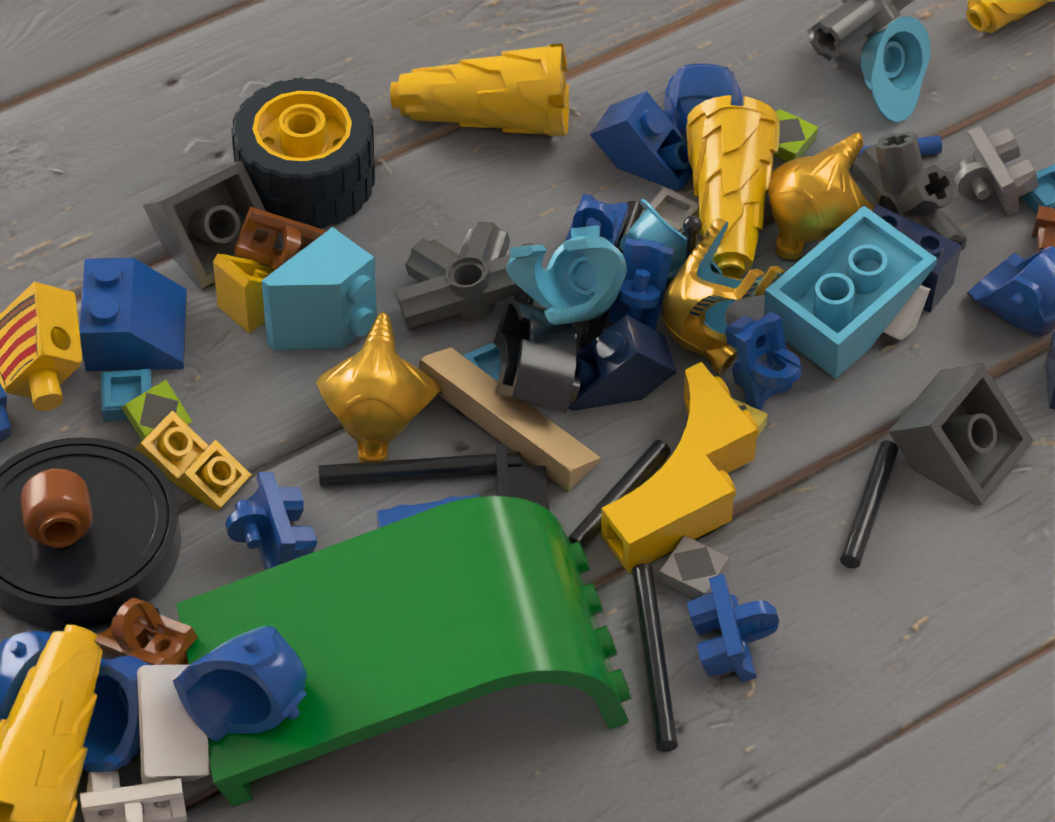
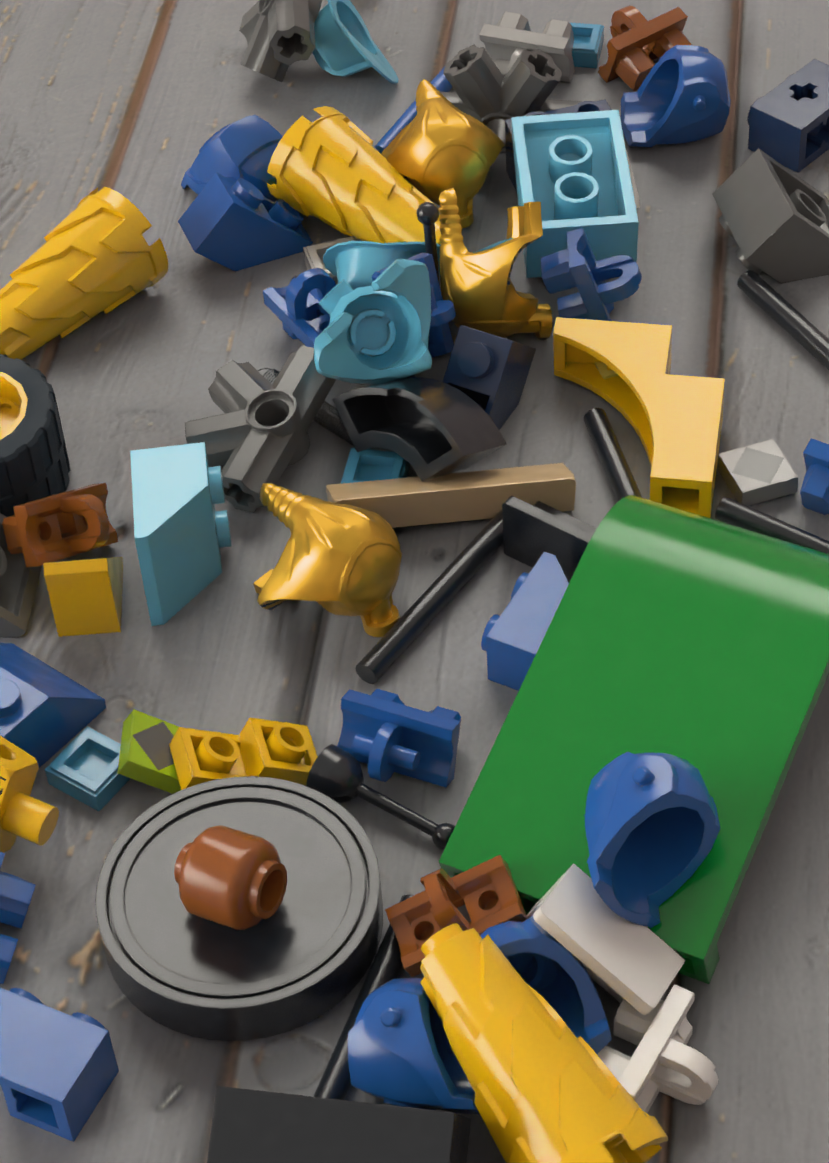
camera: 45 degrees left, 5 degrees down
(212, 515) = (341, 778): none -> black hinge

